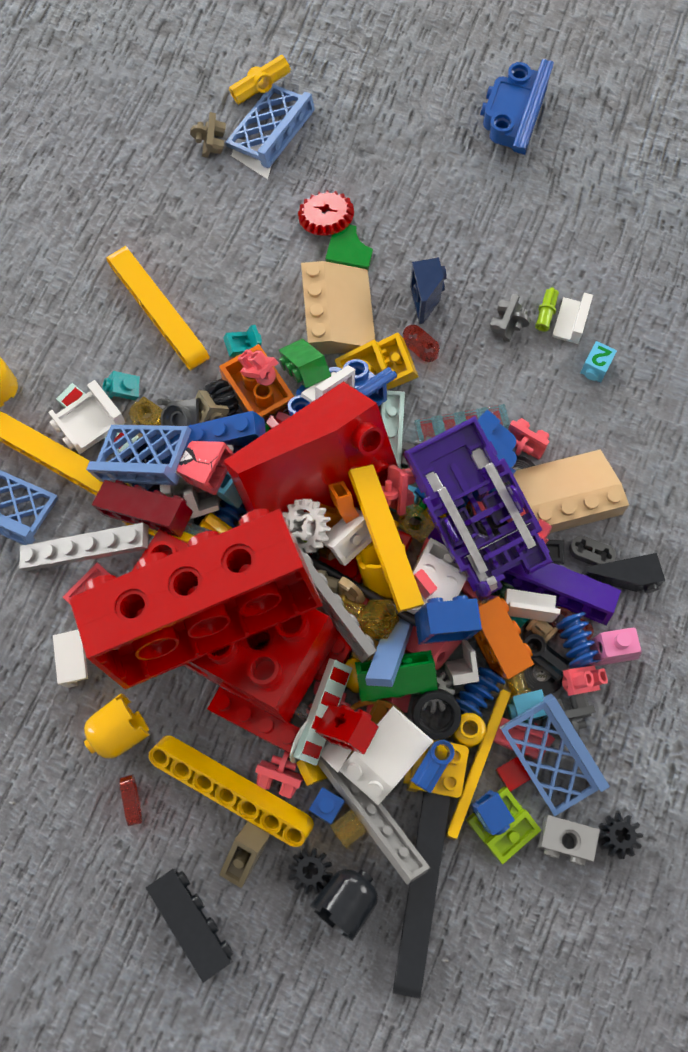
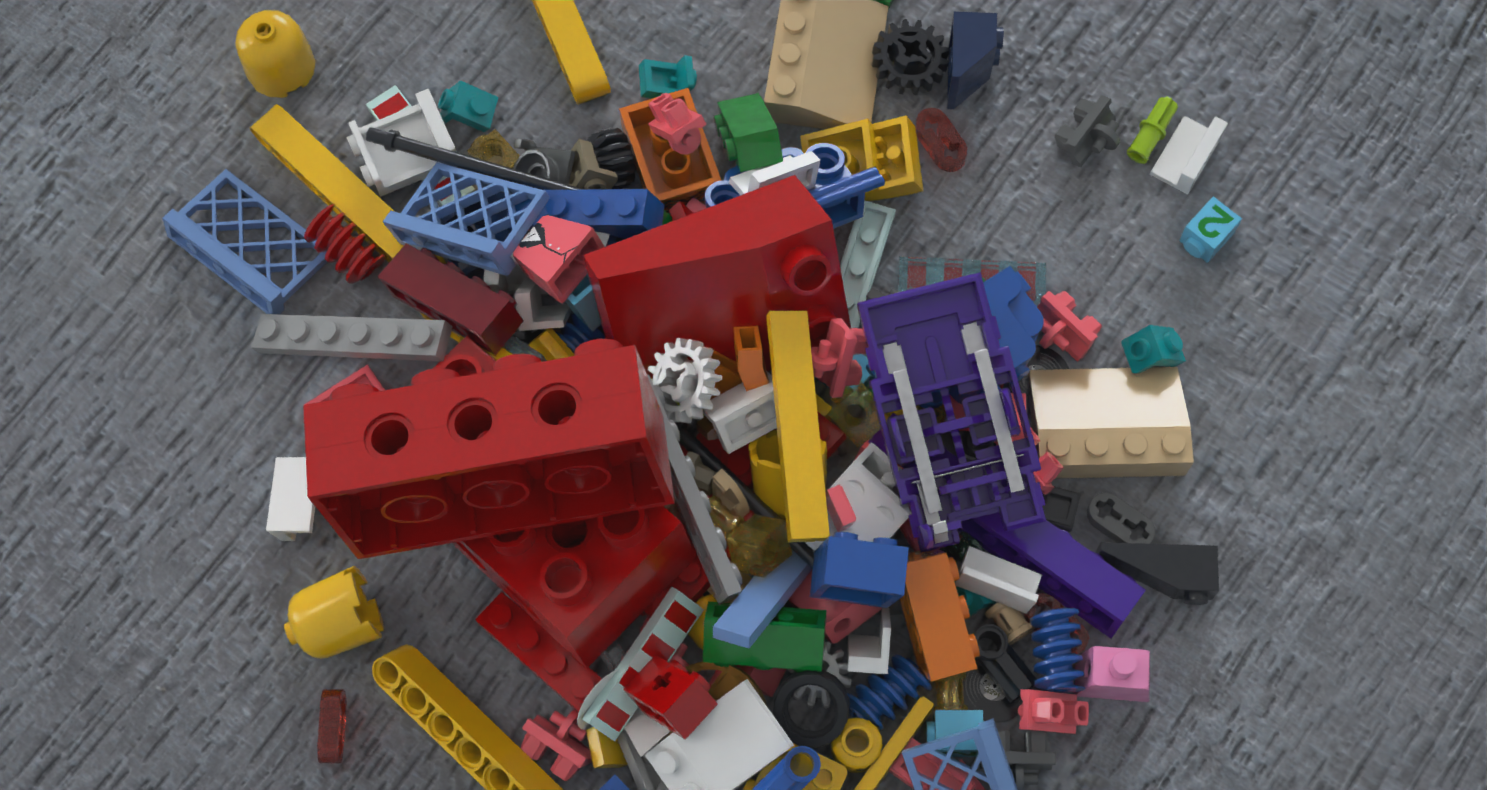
camera: 15 degrees right, 0 degrees up
(63, 491) = (342, 245): none -> red piece
(81, 417) = (393, 141): none -> black bar
(389, 297) = (909, 53): none -> black gear
(584, 440) = (1153, 347): none -> teal bracket

